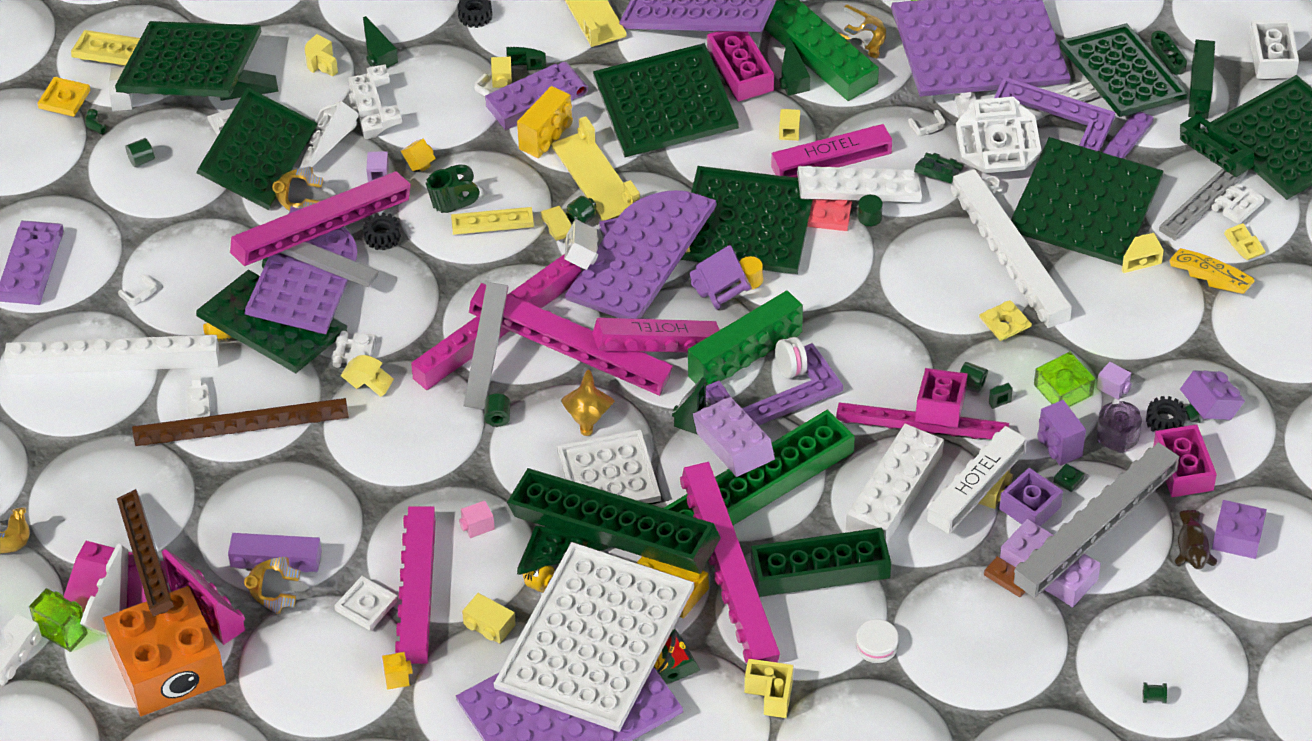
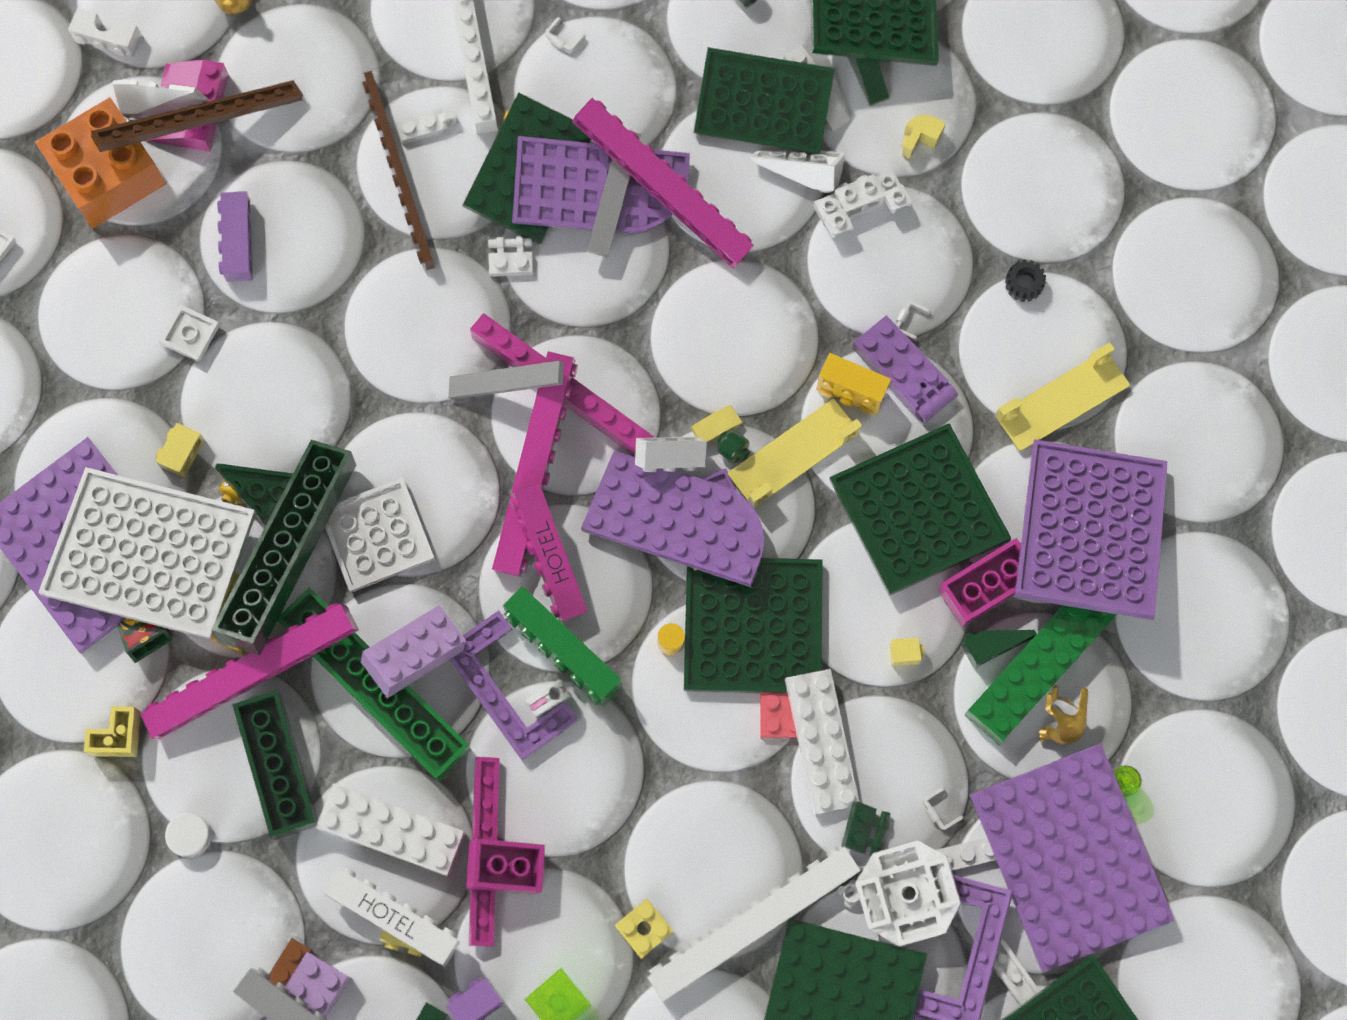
camera: 80 degrees right, 25 degrees up
(58, 619) = (132, 60): clear neon green brick -> none
(217, 611) = (167, 180): dark pink slope -> none
(271, 579) = (197, 239): piece -> none
(296, 191) = (712, 152): piece -> none
(367, 371) = (470, 275): light yellow brick -> none
(377, 165) = (766, 226): lavender brick -> none
(379, 48) = (946, 188): dark green slope -> none
(381, 239) = (676, 237): black tyre -> none
(396, 670) = (108, 376): yellow brick -> none
(417, 583) = (214, 376): dark pink brick -> none
(418, 155) = (786, 263): yellow brick -> none
(447, 190) = (737, 288): dark green piece -> none
(476, 519) = (301, 416): bright pink brick -> none
(492, 220) = (708, 357): light yellow plate -> none
(497, 410) = (442, 410): dark green piece -> none
(501, 71) = (930, 326): light yellow brick -> none
(531, 57) = (957, 352): dark green slope -> none
(587, 404) = (452, 494): pearl gold piece -> none
(691, 403) = (459, 603): dark green slope -> none
(718, 274) = (660, 605): medium lavender piece -> none
(834, 151) = (869, 705): dark pink brick -> none
(870, 210) = (785, 758): dark green piece -> none
(976, 376) = (551, 899): dark green piece -> none
(1000, 395) = (532, 932): dark green plate -> none
(1031, 498) = (382, 979): medium lavender brick -> none

